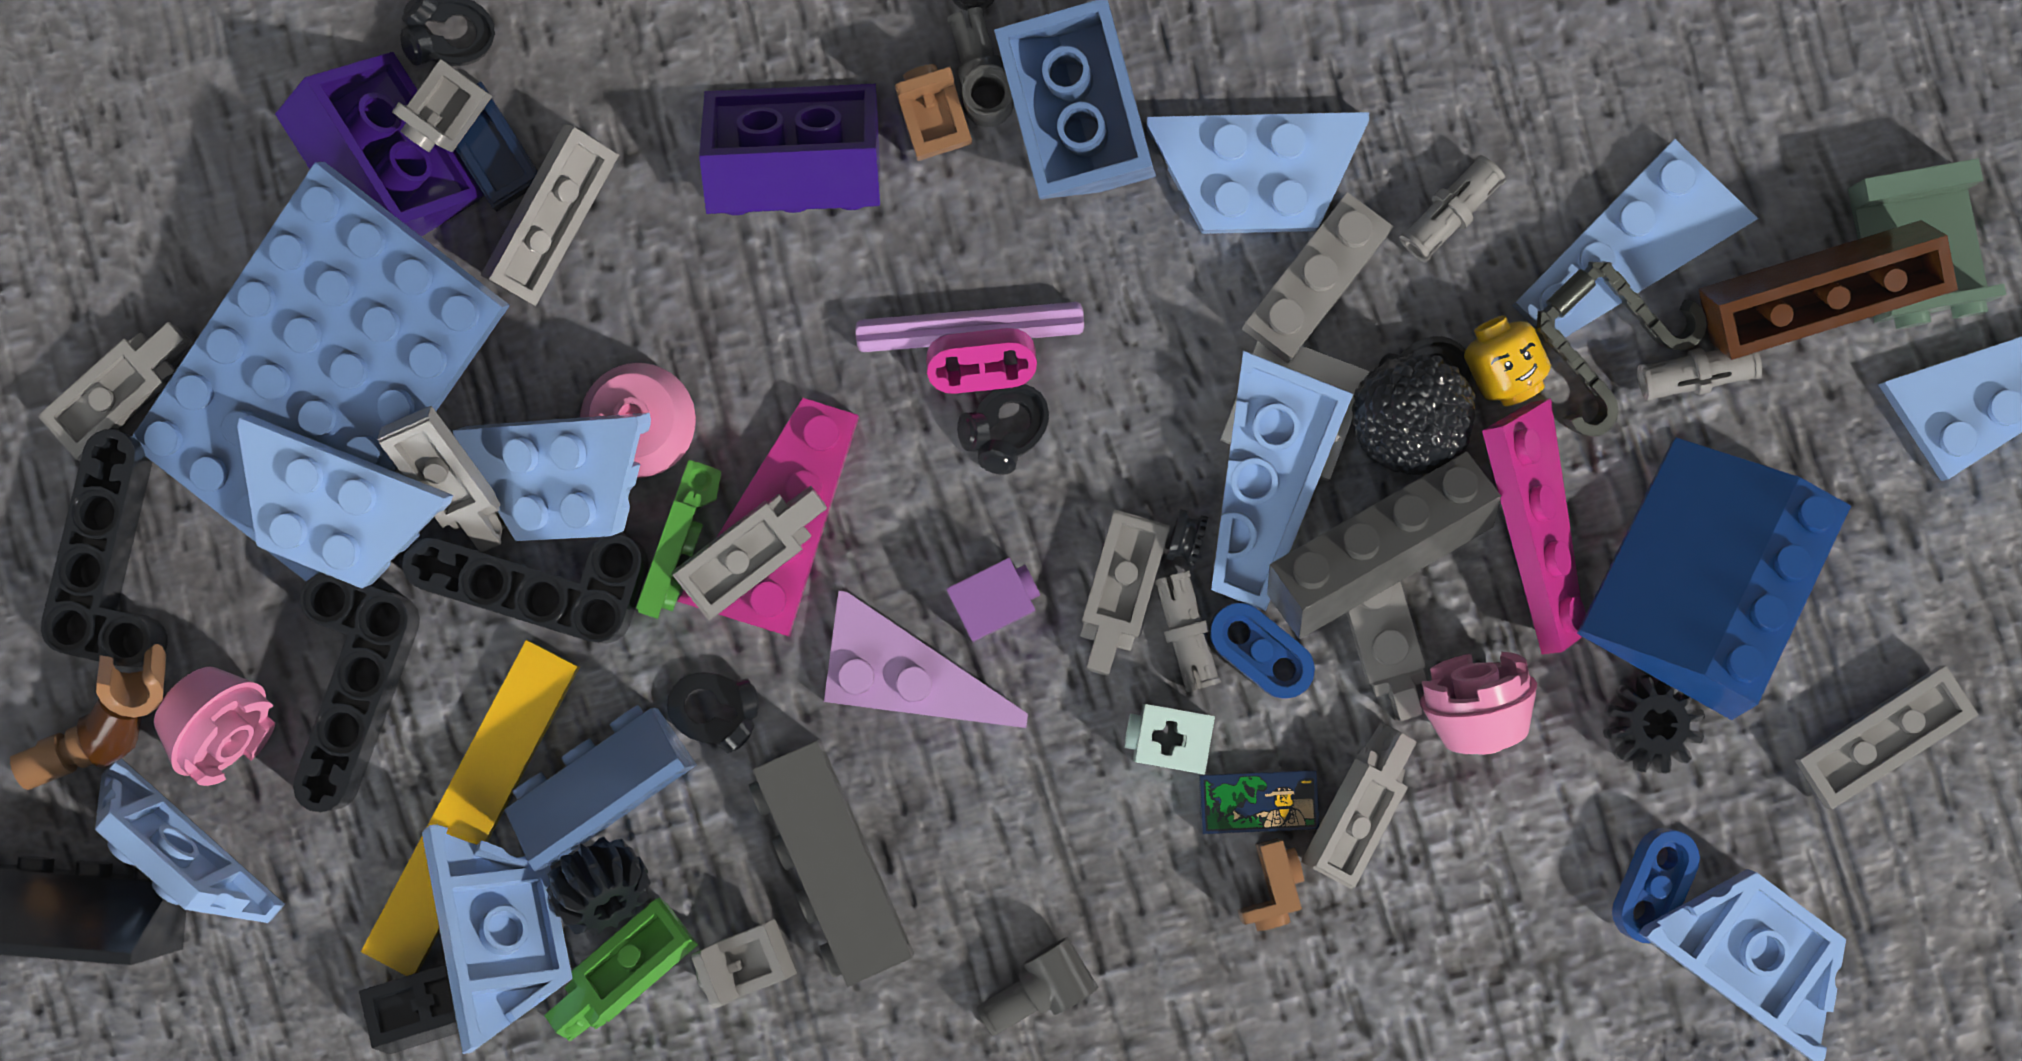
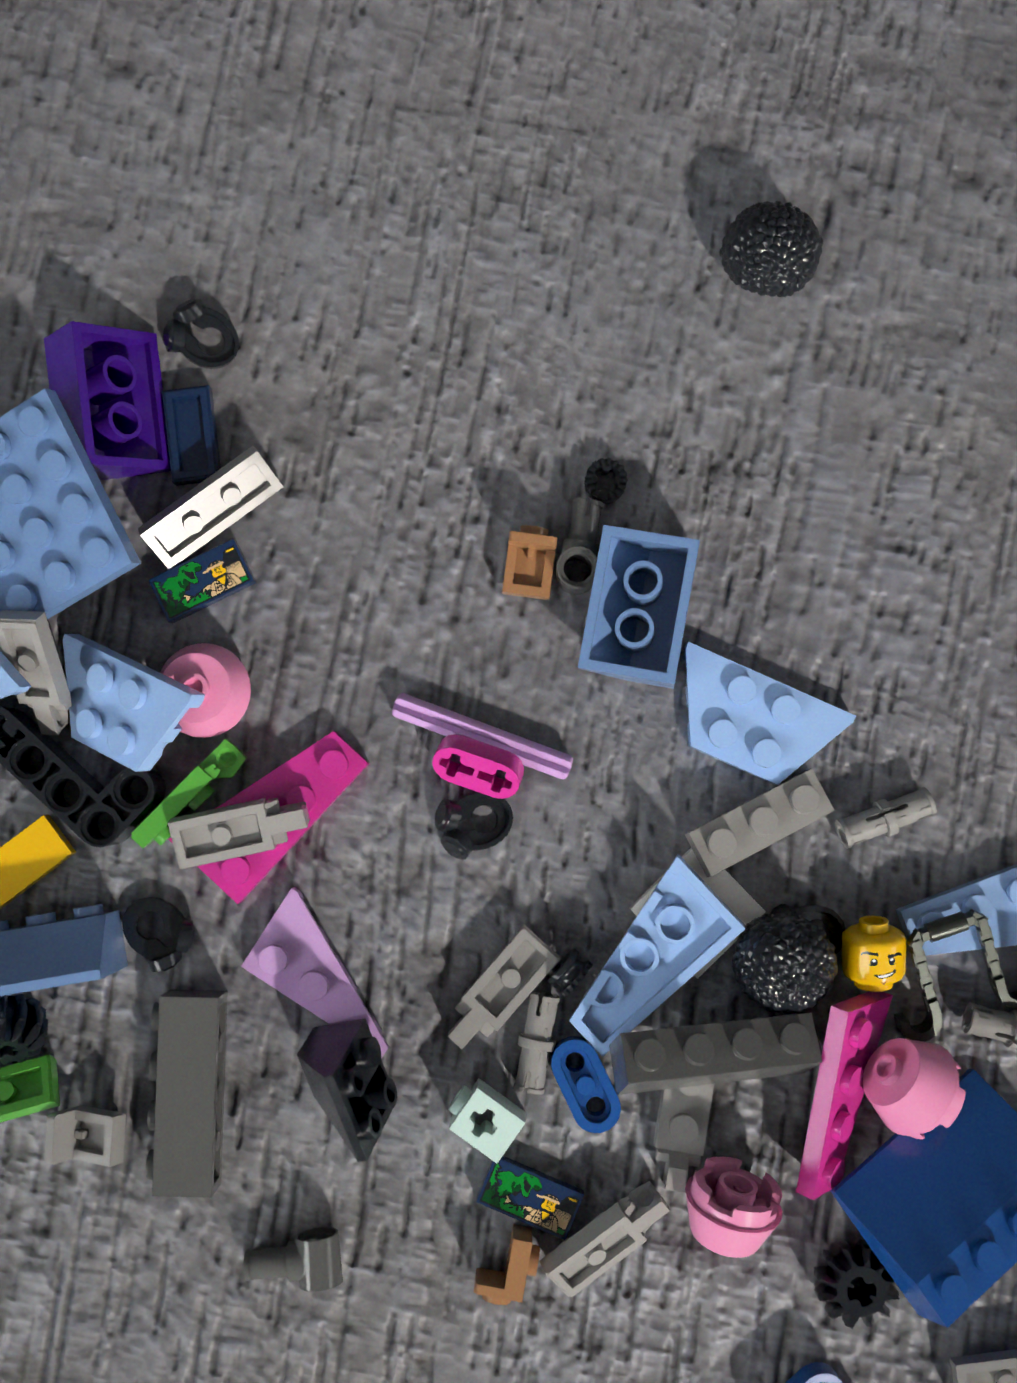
camera: 30 degrees right, 0 degrees up
(442, 108) = (165, 392): light grey bracket -> none
(578, 302) = (202, 581): none -> tile
(790, 149) = (411, 541): dark purple slope -> none
(994, 598) = (402, 950): medium lavender brick -> none
(1002, 763) = (349, 1082): none -> black slope
(1612, 479) = (913, 1086): none -> bright pink cone

